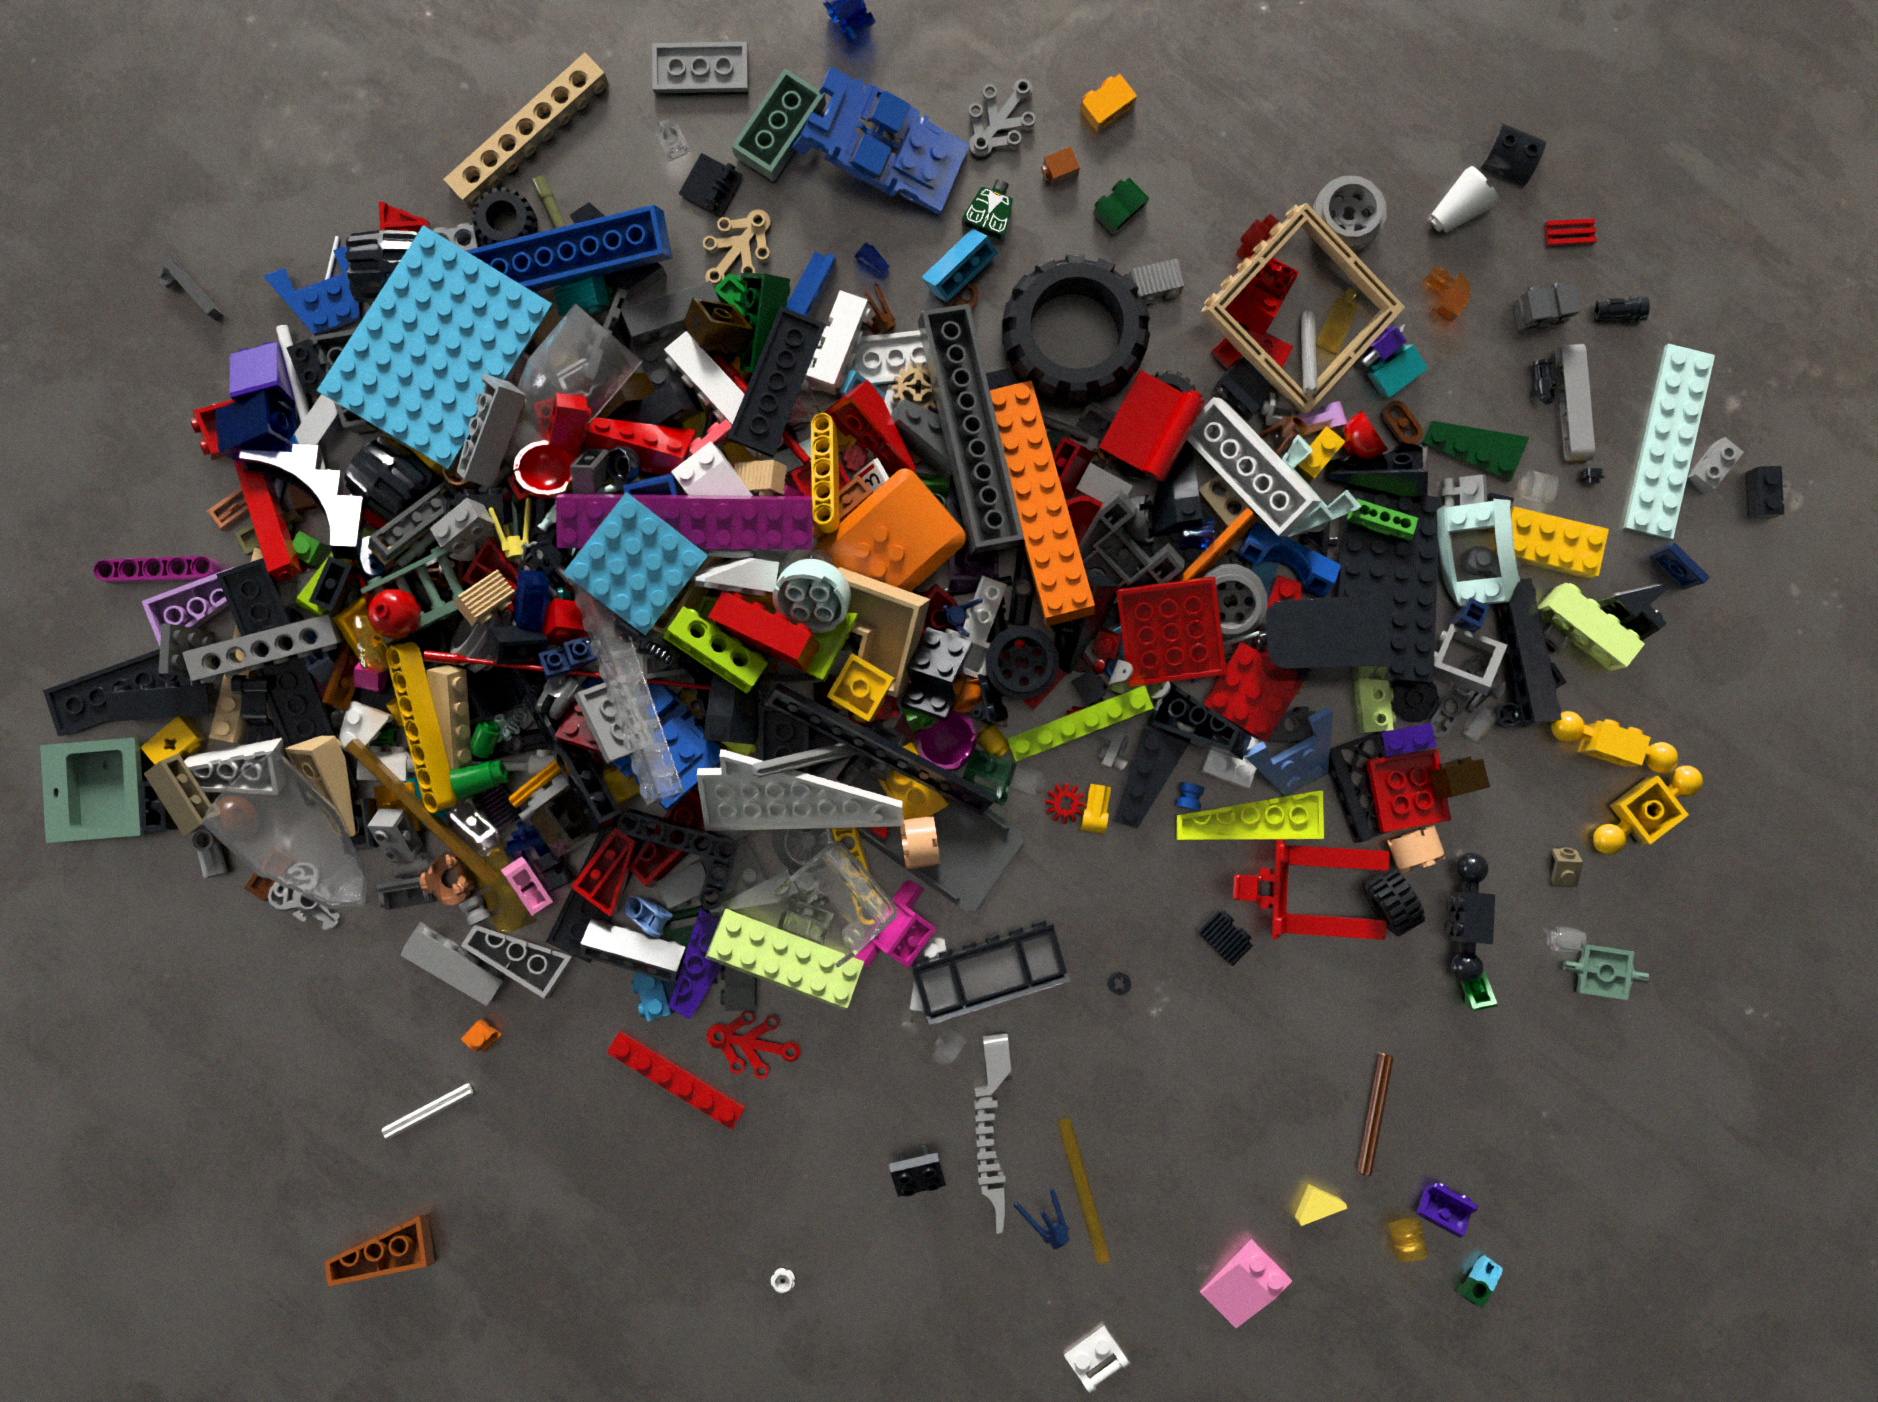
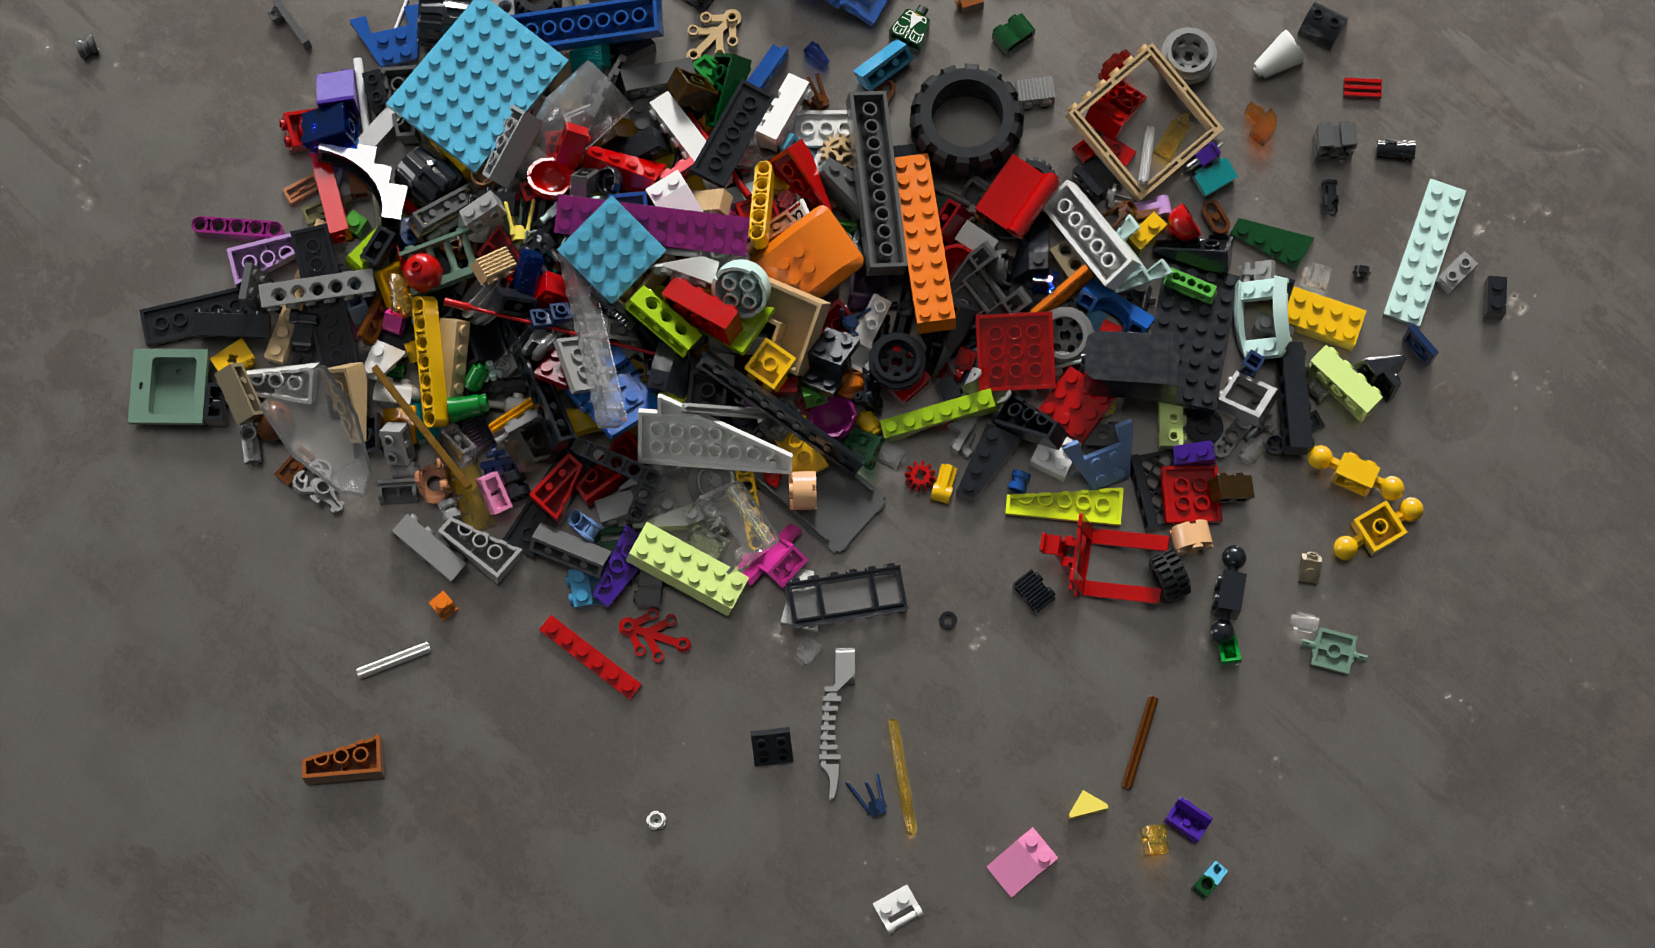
camera: 10 degrees right, 10 degrees down
(1575, 402) = (1352, 215): light grey beam -> none

